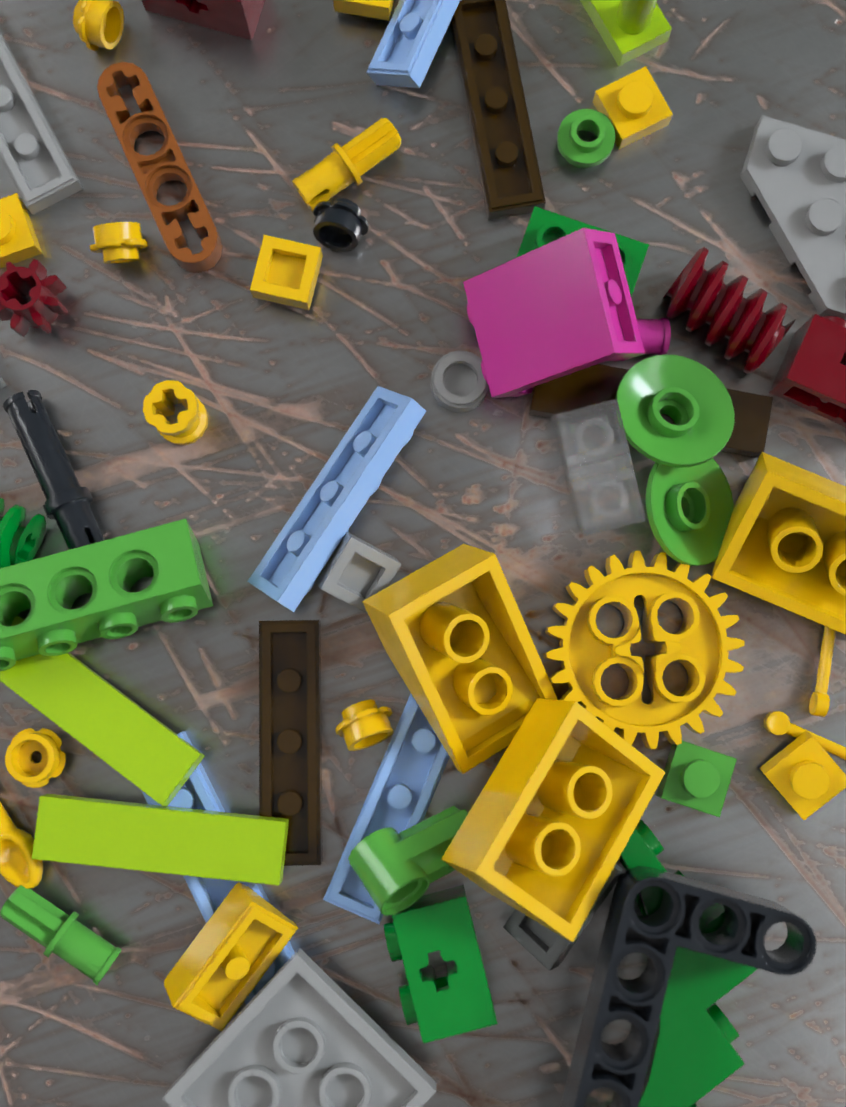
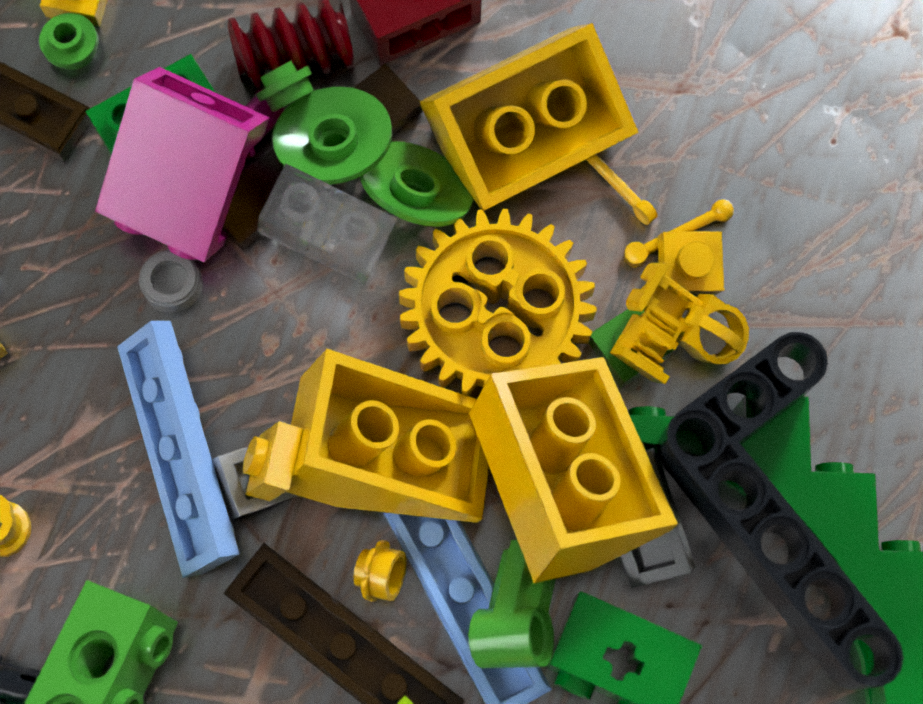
camera: 55 degrees left, 10 degrees down
(378, 581) = (272, 461): none -> yellow plate
(684, 339) = (284, 86): none -> bright green plate
(732, 796) = (664, 329): none -> yellow piece

